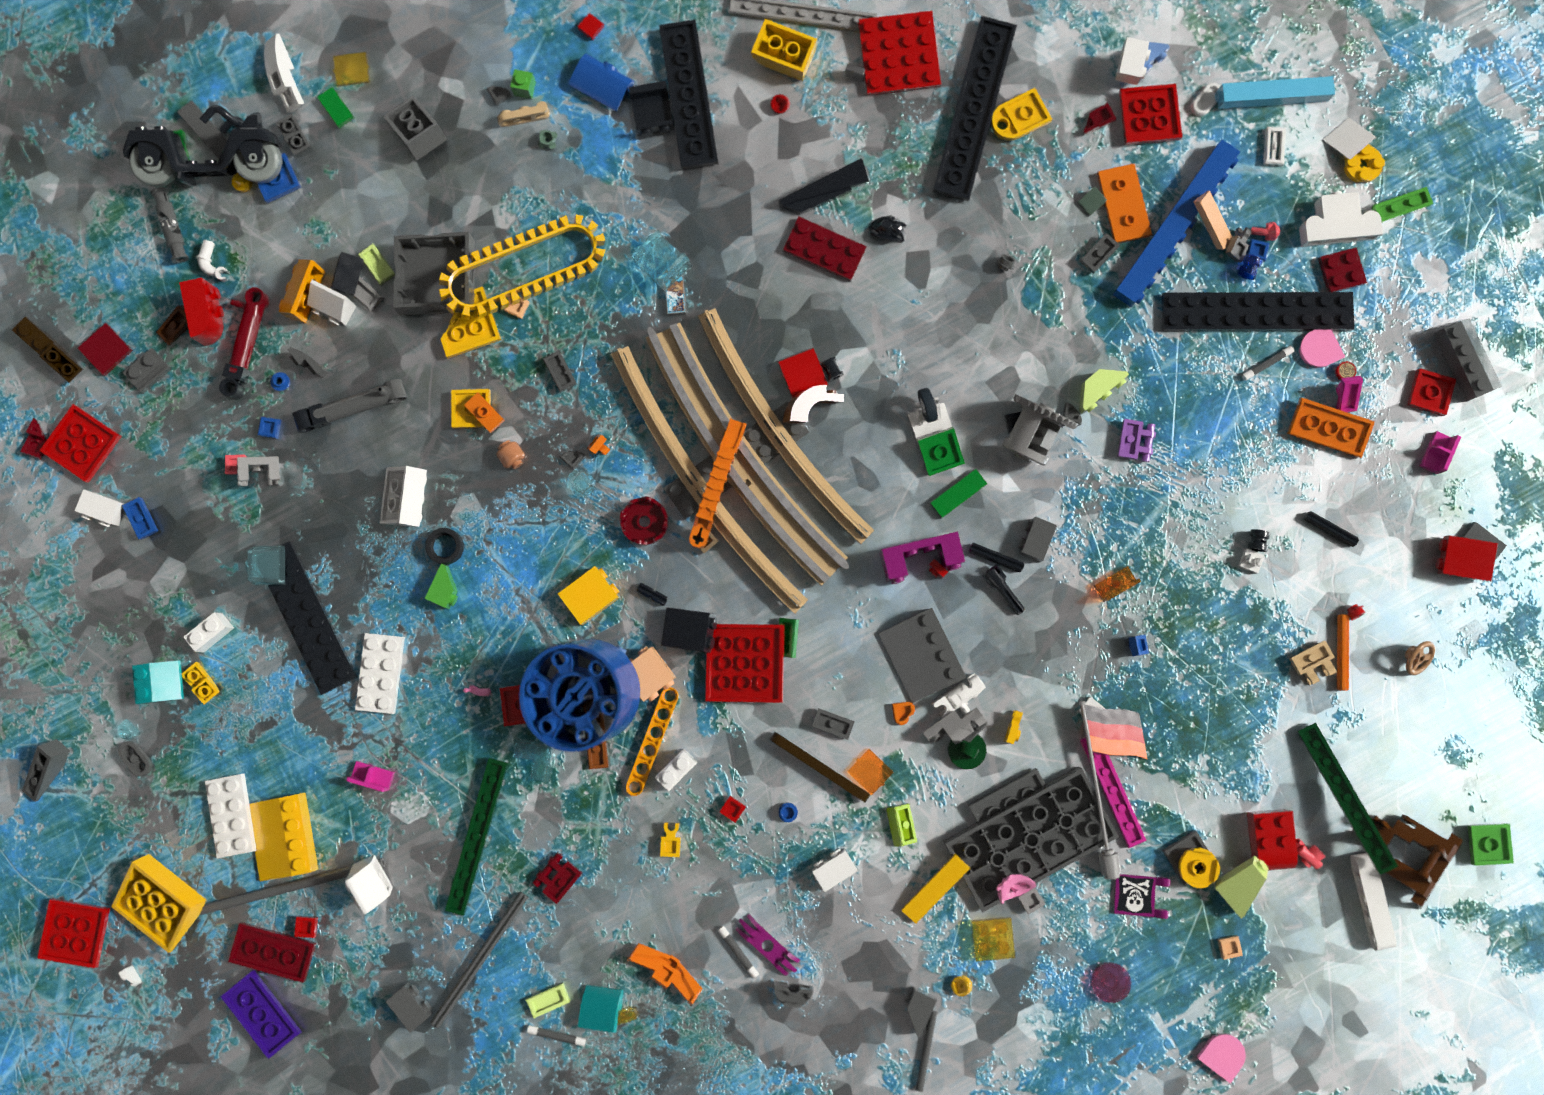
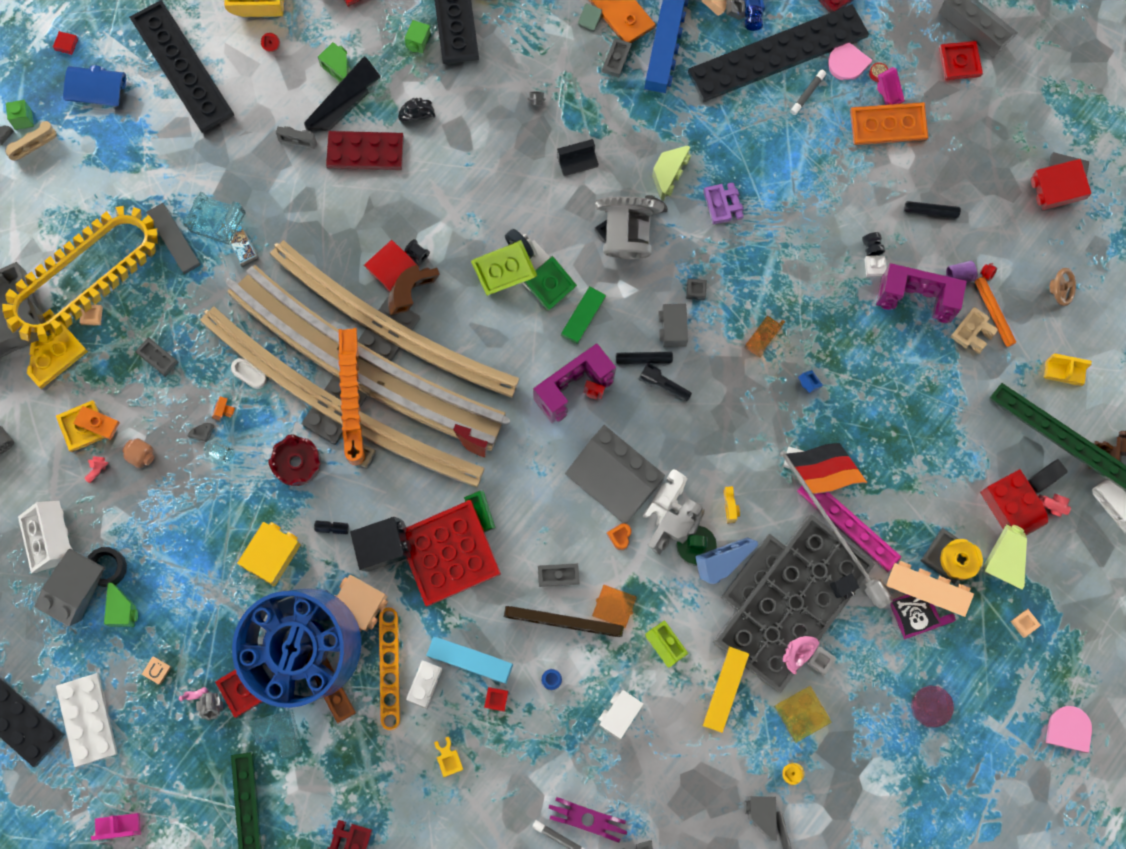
camera: 30 degrees left, 10 degrees down
(407, 554) = (70, 588): none -> dark grey slope
(454, 656) = (156, 670): none -> light nougat tile
(471, 450) = (97, 464): none -> coral plate
(486, 708) = (209, 706): none -> light grey gear
(543, 135) = (60, 150): sand green plate -> none
(617, 263) = (173, 238): none -> dark grey tile
(634, 421) = (248, 373): none -> white tile
(651, 109) = (151, 90): black panel -> none
(724, 765) = (469, 660): none -> medium azure slope
(773, 214) = (302, 138): none -> dark grey plate
(806, 577) = (471, 443): none -> dark red slope
(832, 149) = (335, 61): none -> bright green slope
(904, 421) = (503, 267): none -> lime plate
(919, 155) = (417, 36): none -> bright green brick
(982, 775) = (723, 560): none -> medium blue slope
(1019, 339) = (577, 157): none -> black panel
(1073, 512) = (696, 289): none -> dark grey tile
(1081, 846) = (844, 586): none -> black plate
(1156, 882) = (932, 590): none -> light nougat brick
(1306, 618) = (947, 290): none -> magenta plate
(1315, 827) = (1047, 476): none -> black tyre
(1329, 603) = (963, 271): none -> medium lavender piece
(1382, 735) = (1066, 369): none -> yellow panel
(1440, 452) = (993, 107): dark pink panel -> none

